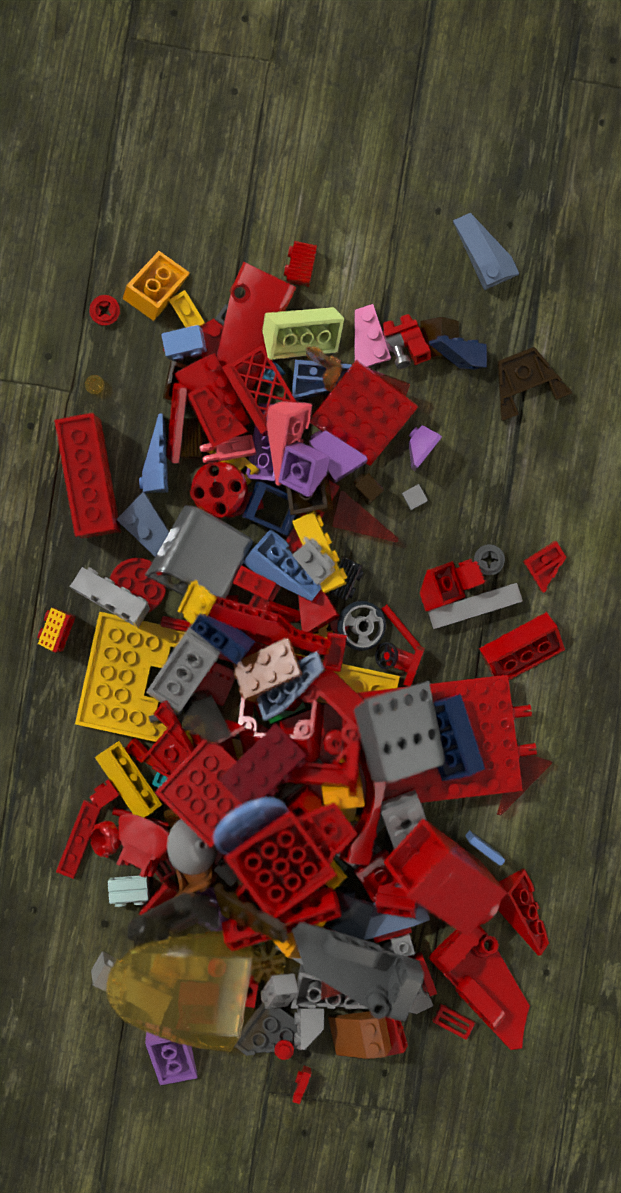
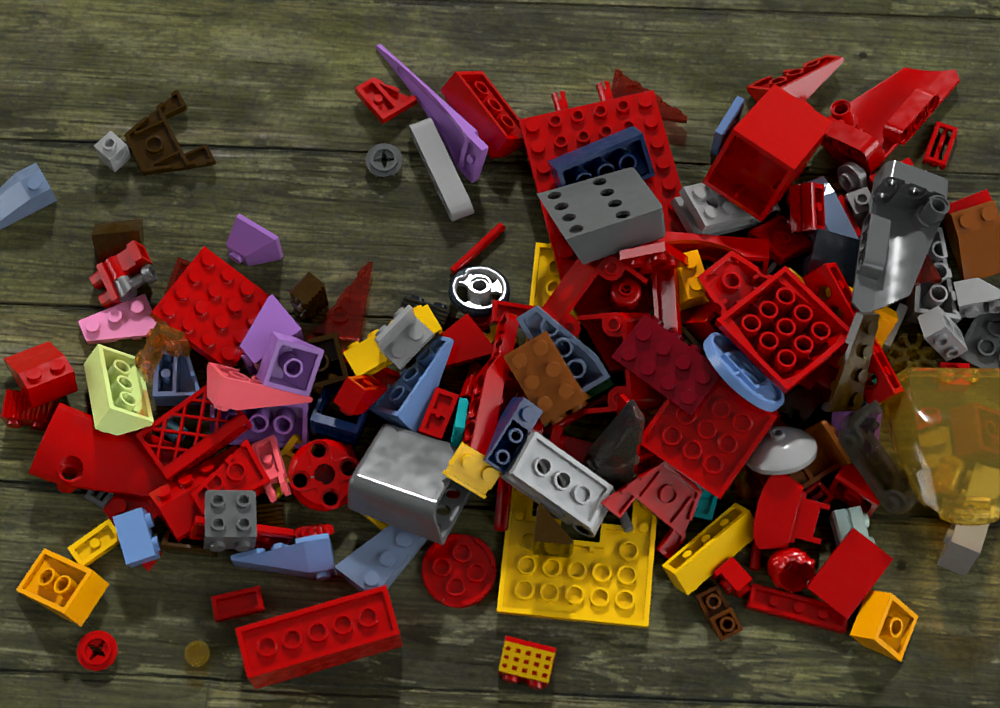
camera: 90 degrees left, 20 degrees down
(57, 901) = (884, 624): none -> light orange slope
(82, 778) = (718, 613): none -> reddish brown slope
(95, 882) = (849, 573): none -> red tile
(110, 597) = (476, 591): light grey wedge -> none
(129, 417) = (237, 603): none -> red tile
(145, 656) = (550, 537): none -> dark brown slope
(175, 478) = (314, 529): none -> red gear
(183, 414) = (230, 520): none -> dark grey bracket
(245, 598) = (459, 422): none -> teal tile
(276, 522) = (359, 394): none -> red slope
(327, 272) = (42, 374): none -> red slope
(400, 659) = (516, 241): red piece -> none
(414, 497) = (315, 250): light grey tile -> none
(428, 943) = (852, 176): none -> light grey plate
(441, 587) = (424, 207): red slope -> none
(462, 353) = (134, 208): dark blue slope -> none
(469, 574) = (403, 174): red brick -> none
(498, 623) = (456, 133): none -> medium lavender plate
(519, 336) = (112, 151): none -> light grey brick

